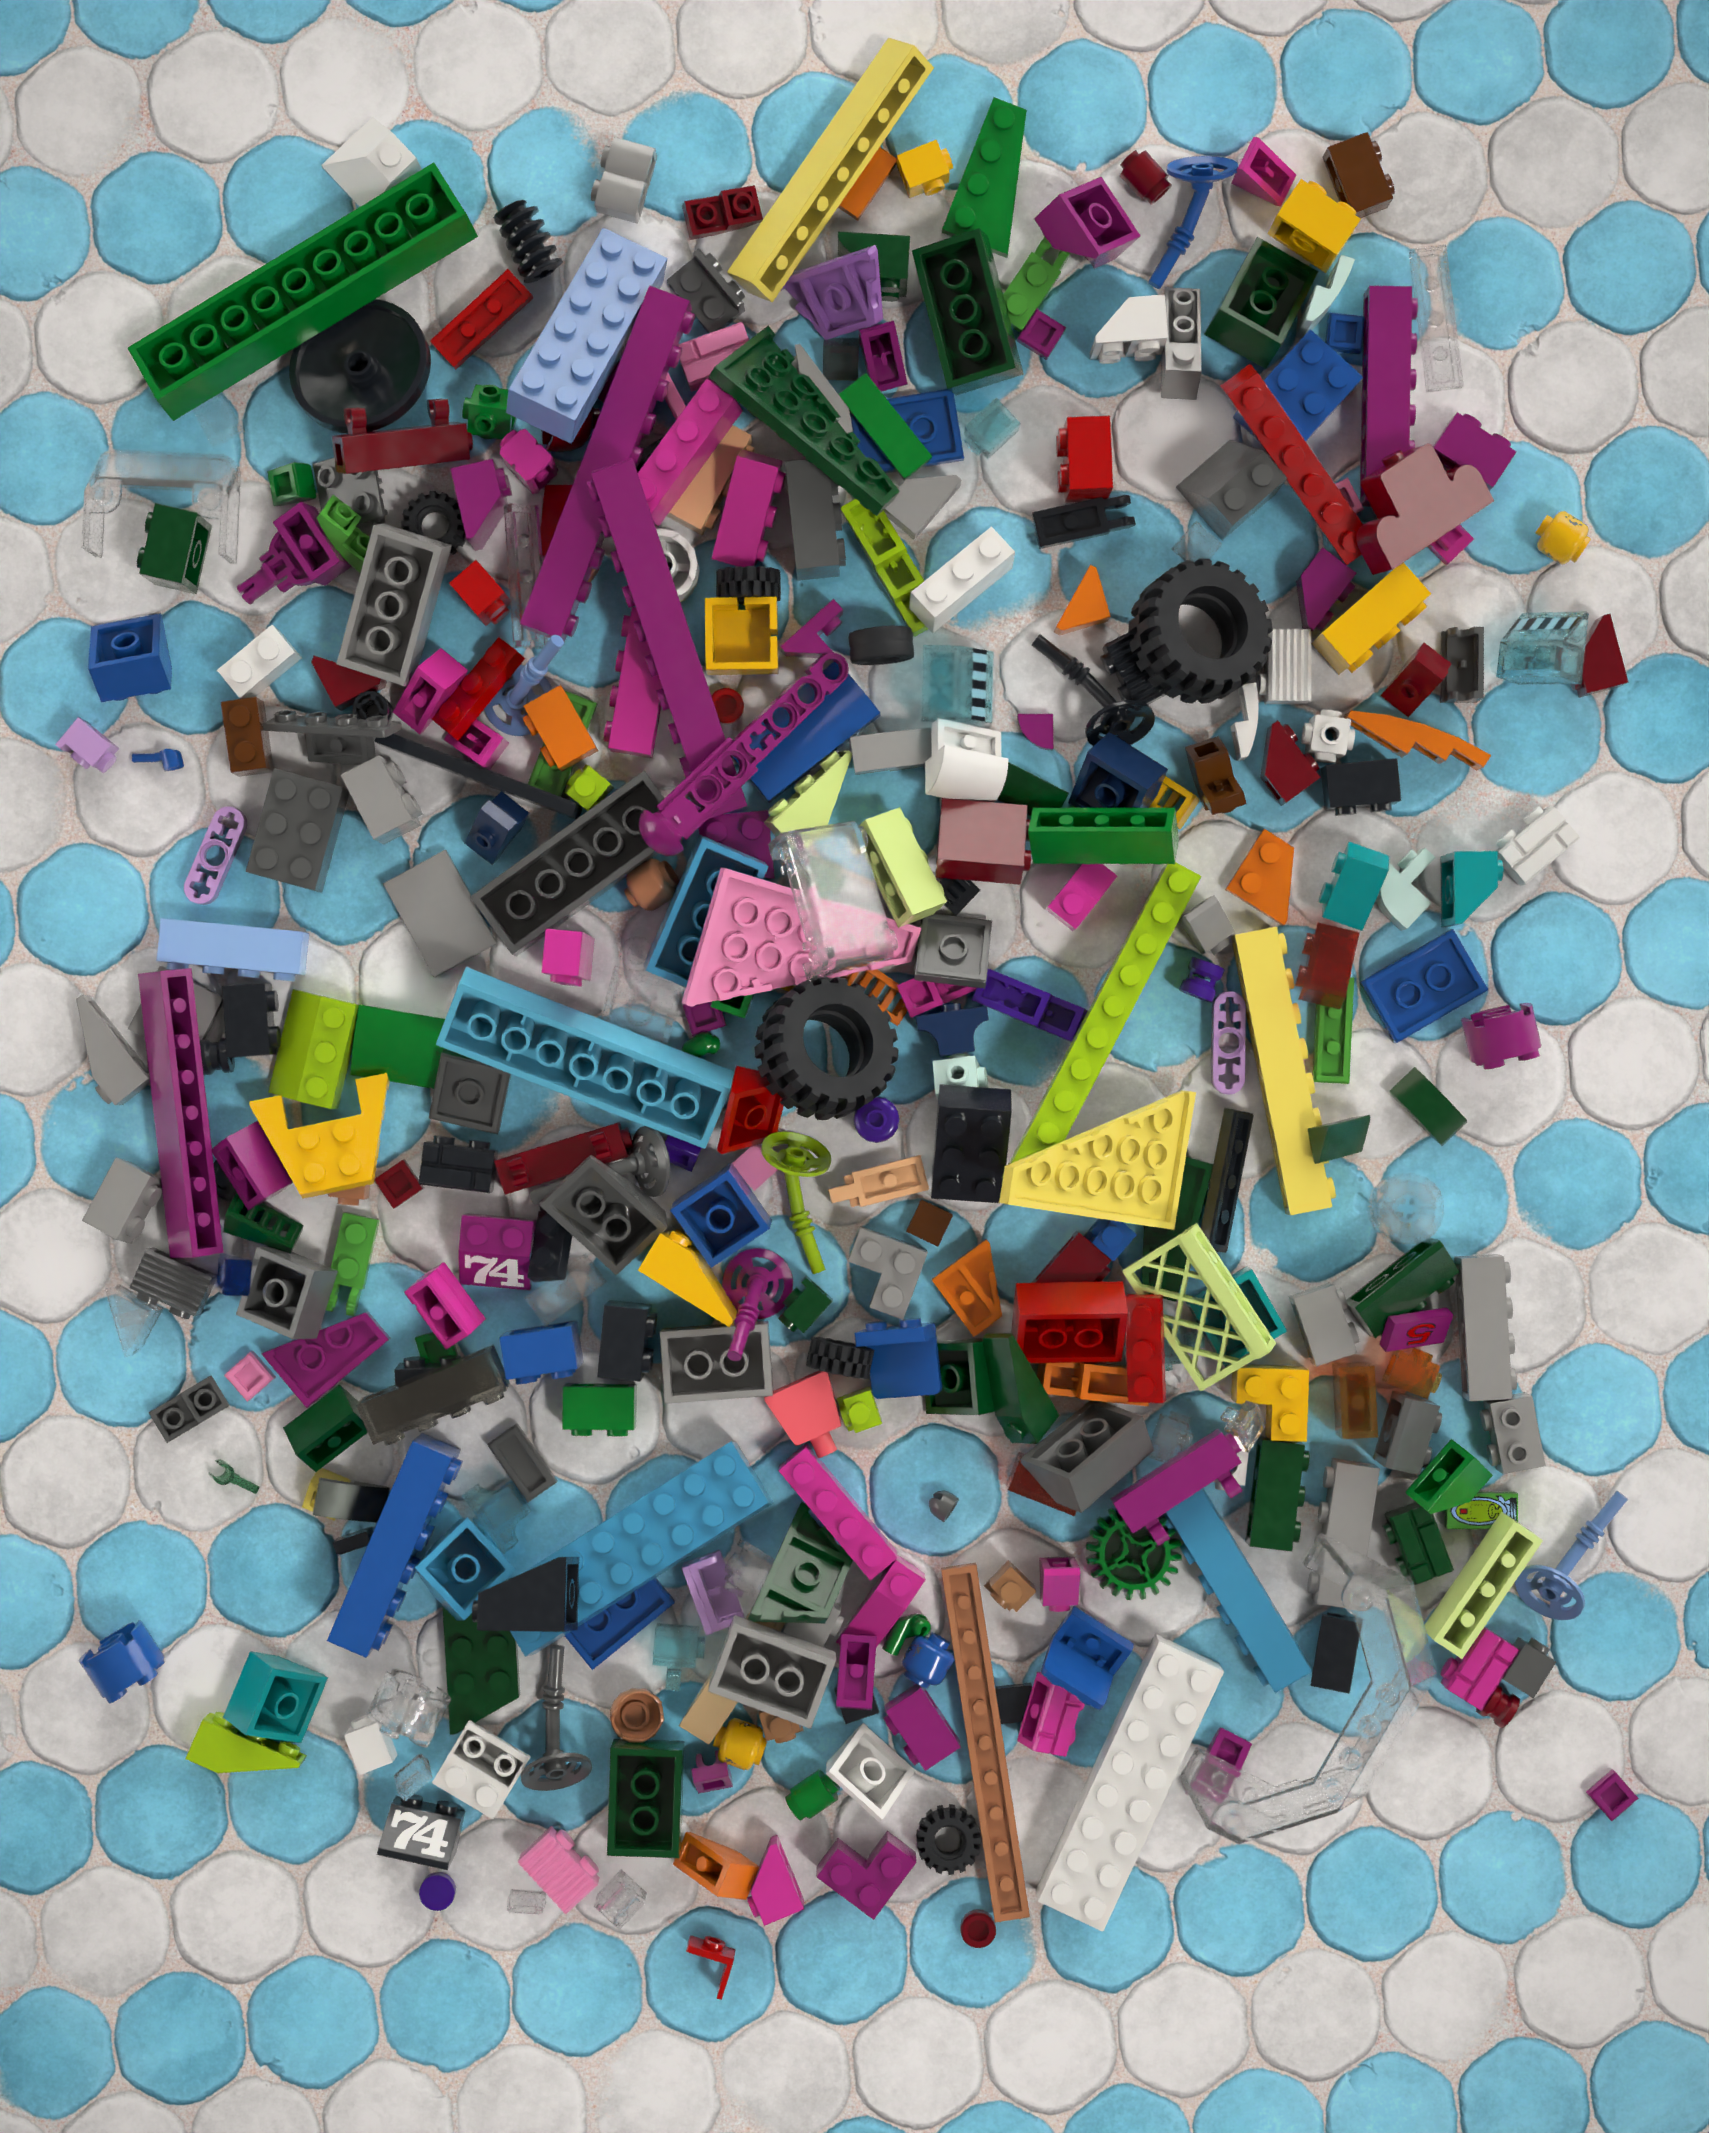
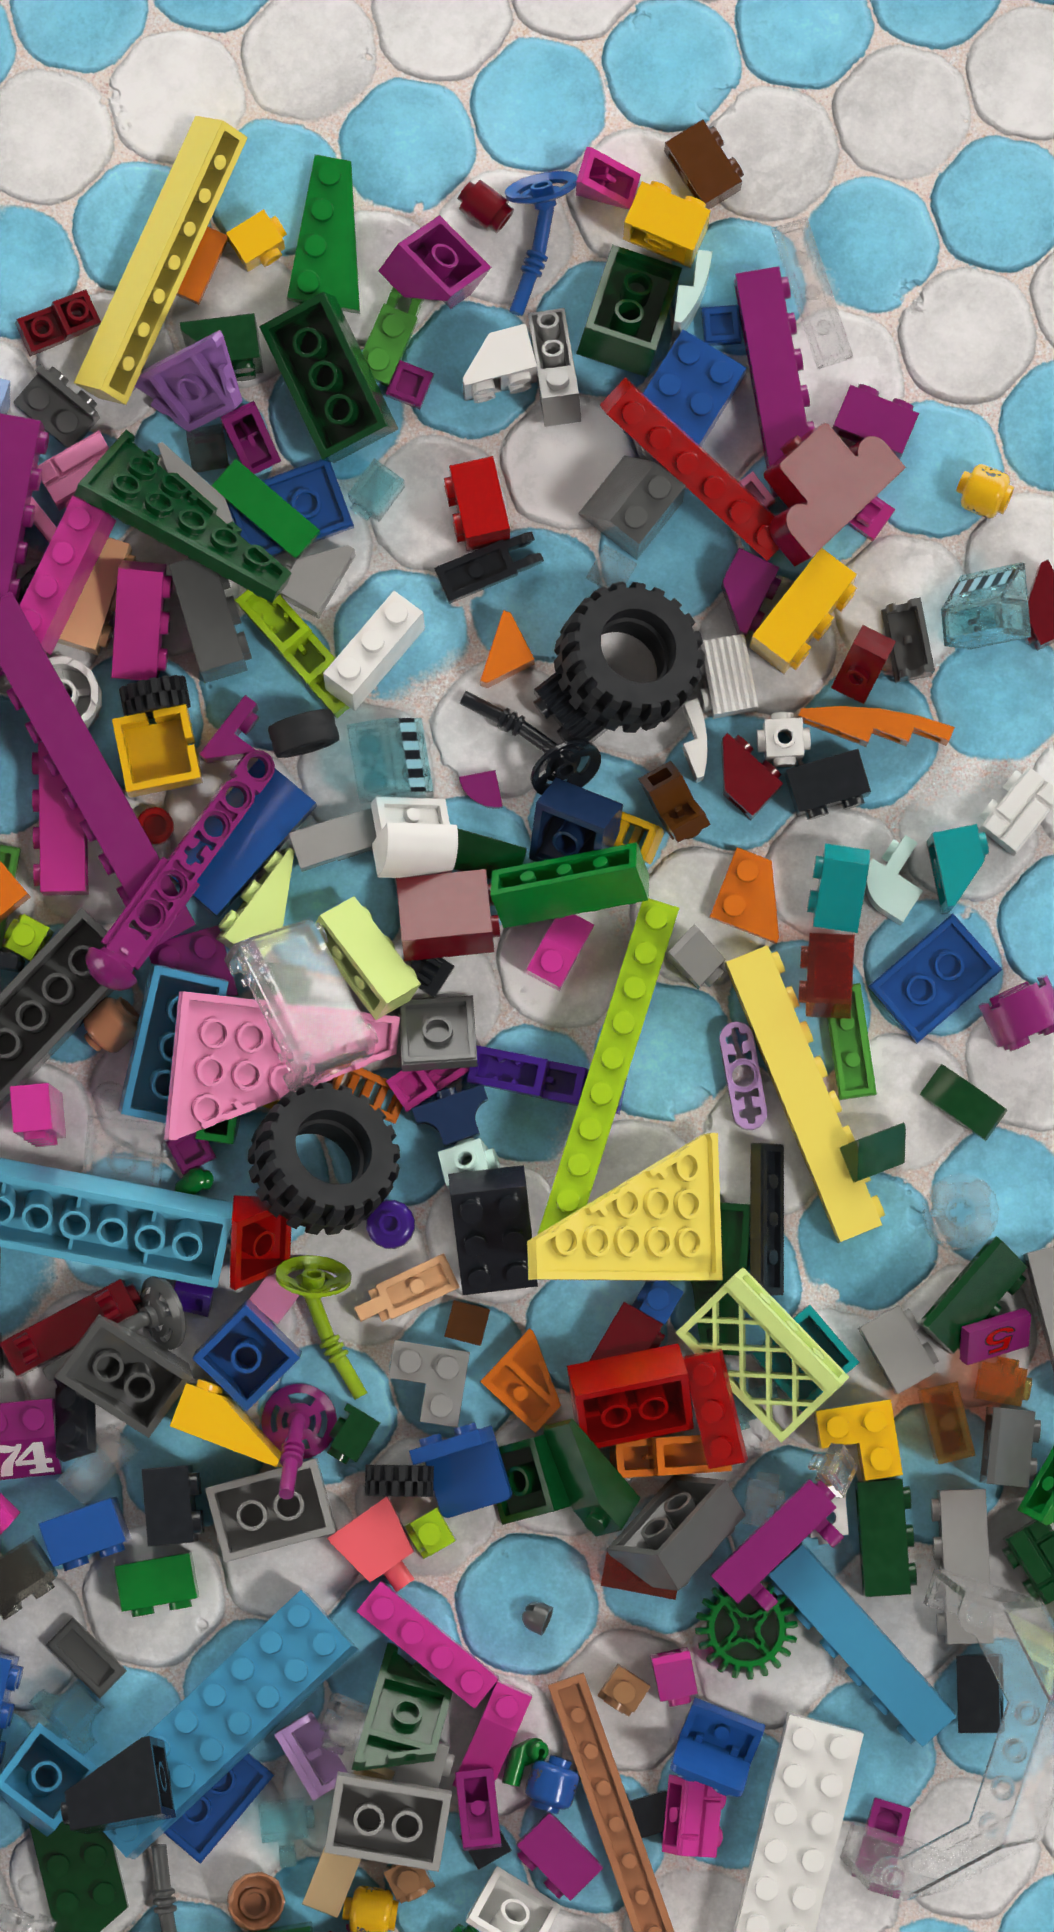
camera: 10 degrees left, 5 degrees down
(1199, 987) = (700, 1023): dark purple wheel -> none

